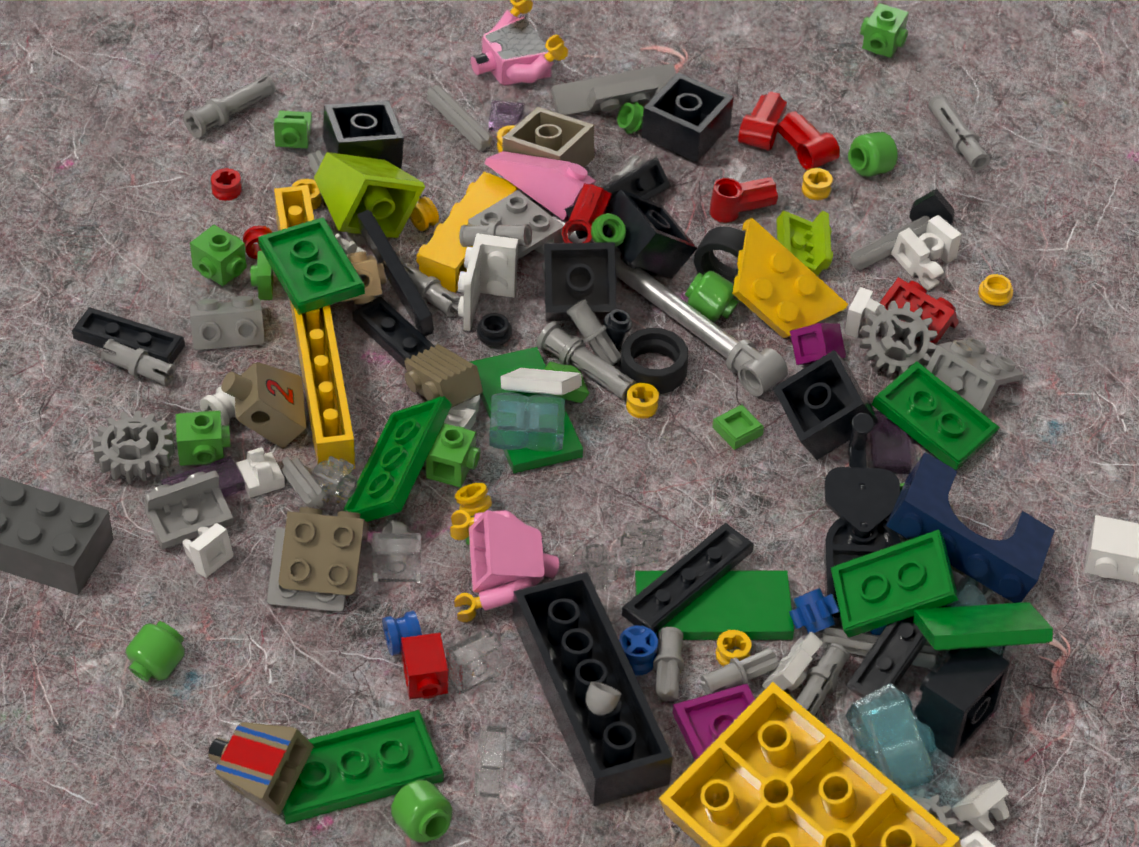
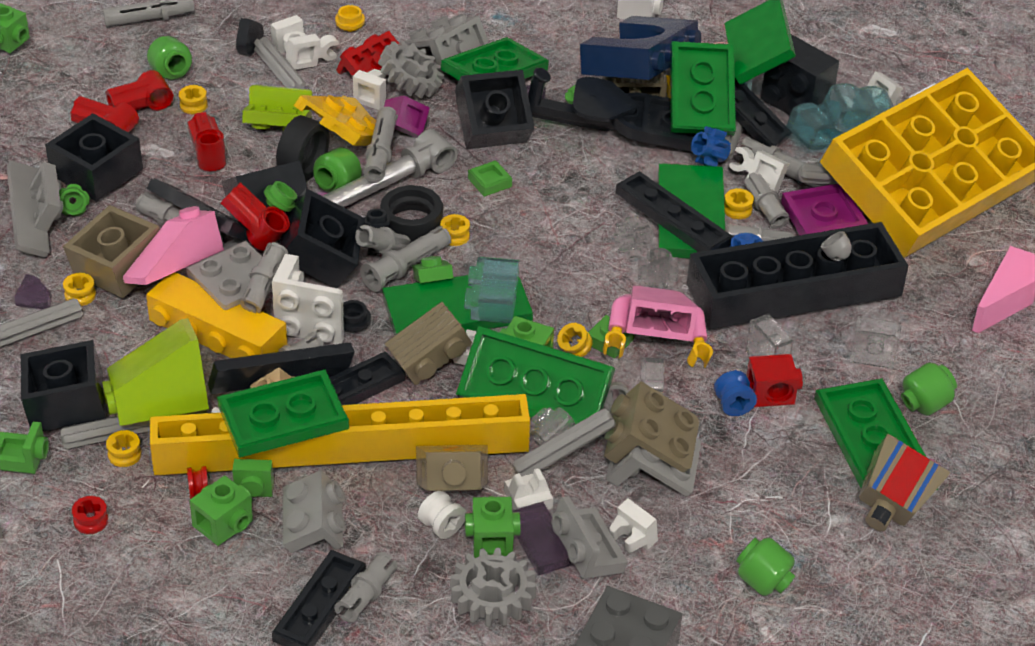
camera: 85 degrees left, 5 degrees down
(541, 381) = (451, 271): white tile -> none
(743, 316) = (379, 152): none -> light grey pin

